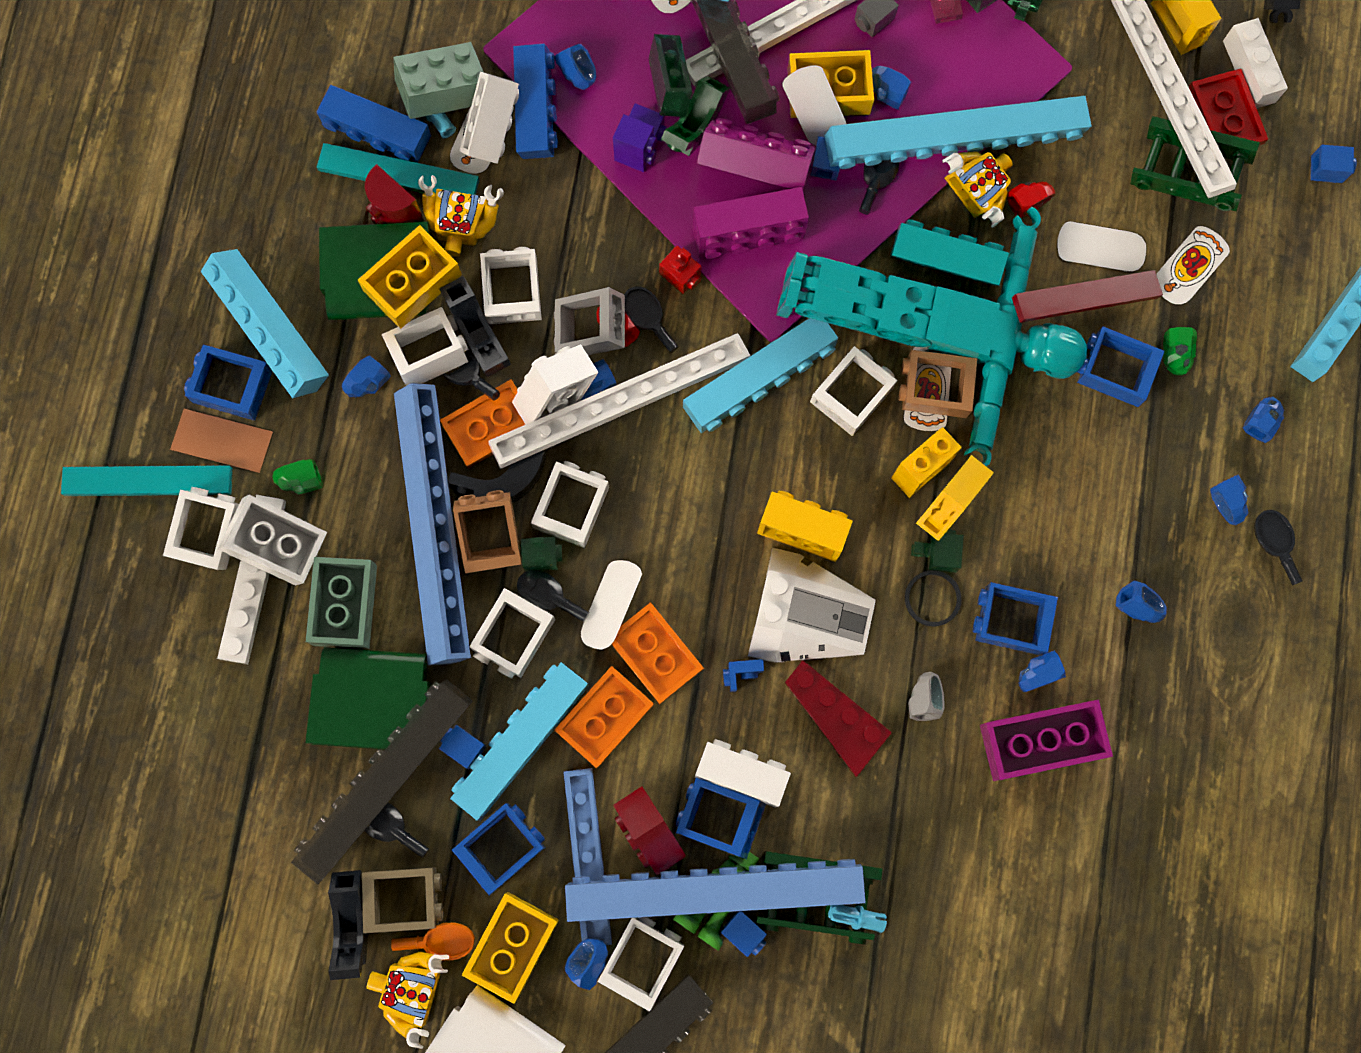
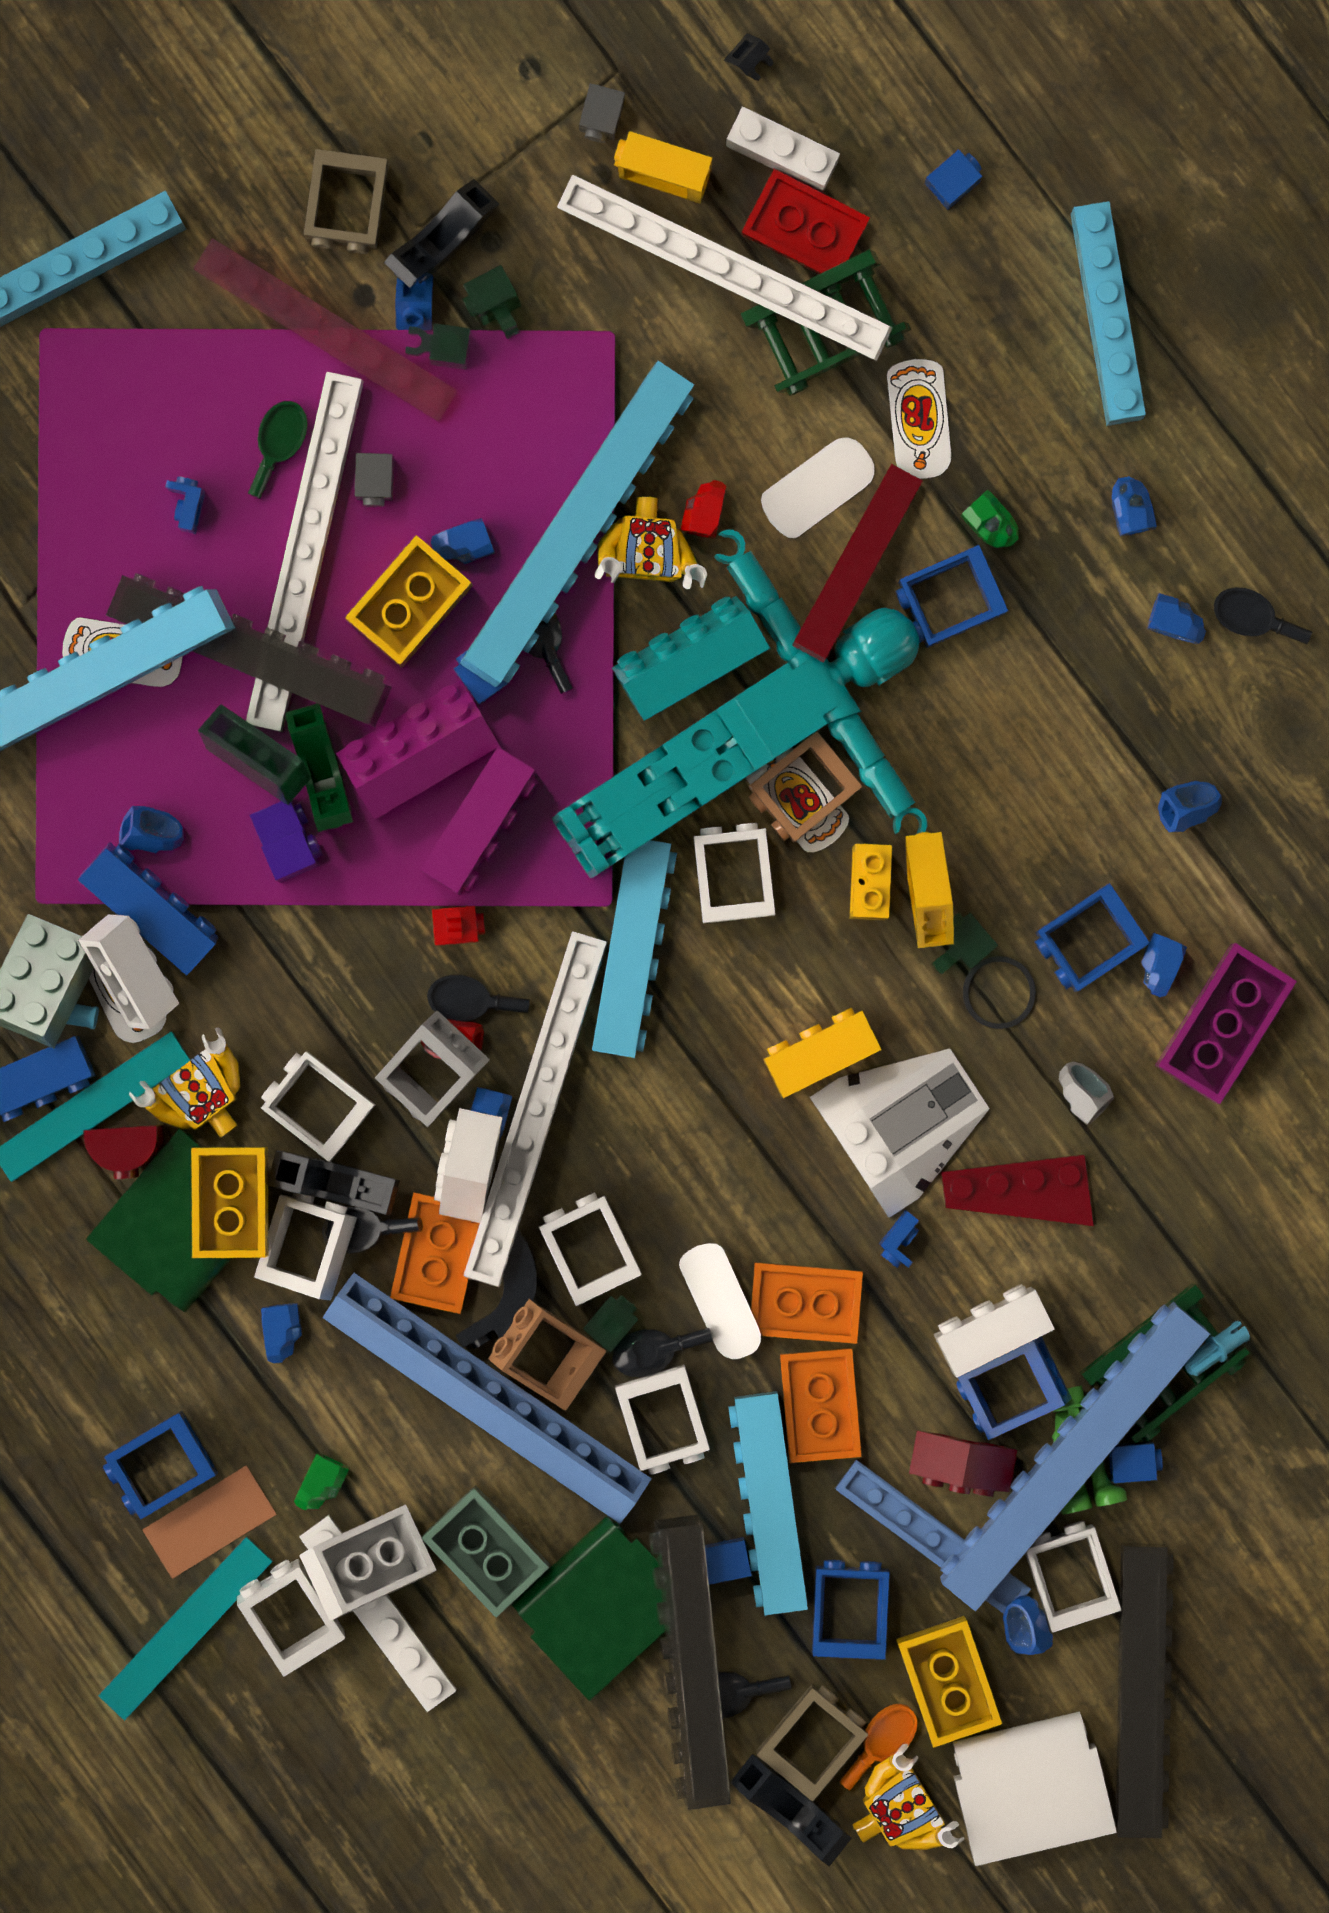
camera: 45 degrees left, 10 degrees up
(264, 323) = (133, 1378): medium azure brick -> none
(813, 101) = (422, 644): white sticker -> none

